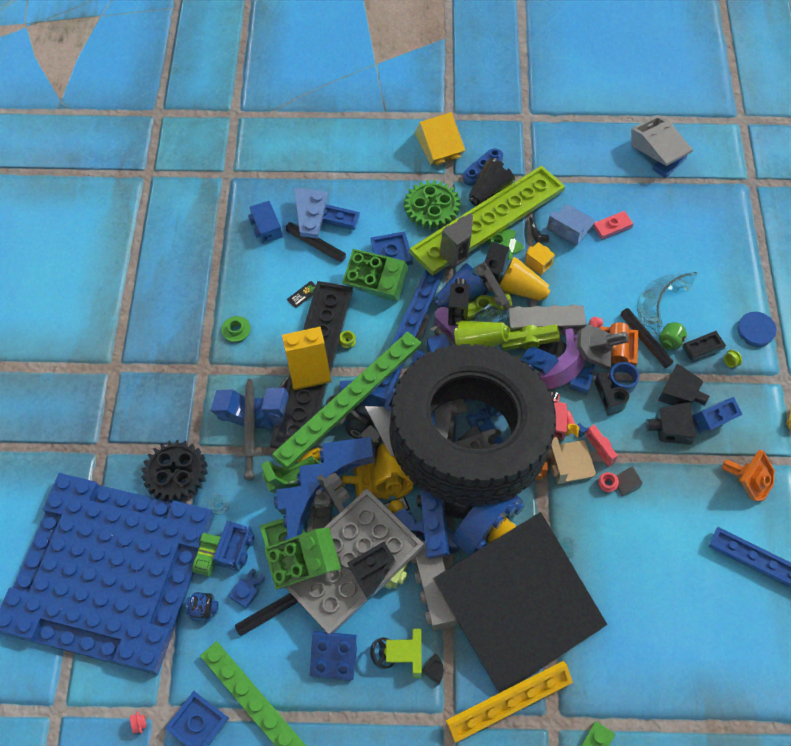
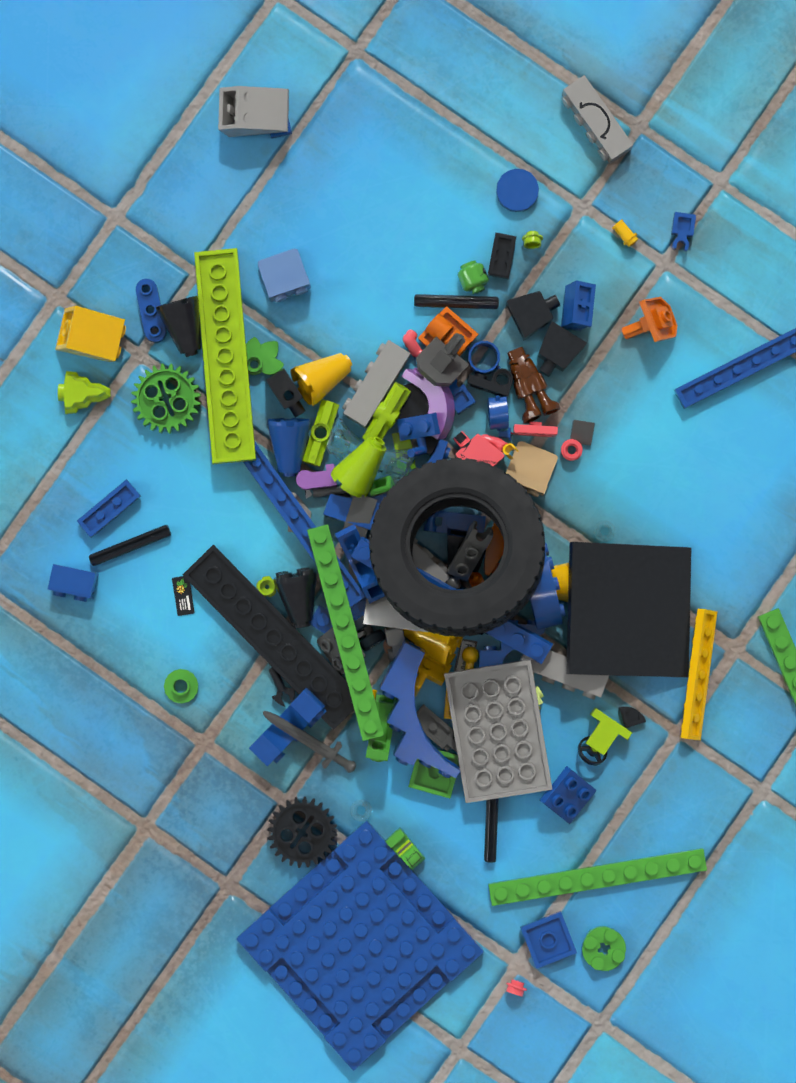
camera: 55 degrees left, 25 degrees up
(201, 606) = (449, 879): head -> none
(233, 546) = (412, 820): blue hinge -> none
(245, 591) = (458, 833): blue plate -> none
(302, 558) = (475, 771): bright green slope -> none
(306, 358) = (276, 645): yellow slope -> none
(310, 210) = (92, 528): medium blue wing -> none
(328, 494) = (430, 707): dark grey hips -> none
(355, 357) = (297, 594): none -> black cone
(372, 568) = (523, 719): black wing -> none
(376, 274) = (217, 515): bright green slope -> none
(393, 246) = (193, 477): blue plate -> none
(396, 156) = (79, 392): none -> lime rock
(456, 240) = (247, 415): dark grey slope -> none
(458, 302) = (318, 467): black torso -> none
(492, 285) = (312, 413): dark grey hinge -> none
(536, 233) = (268, 317): black bar -> none
(539, 258) = (302, 337): yellow brick -> none
(592, 410) = (498, 413): none -> blue piece
(613, 225) = (312, 233): coral plate -> none
(632, 418) = (529, 382): none -> reddish brown piece
(650, 299) = (417, 258): clear light blue windscreen -> none

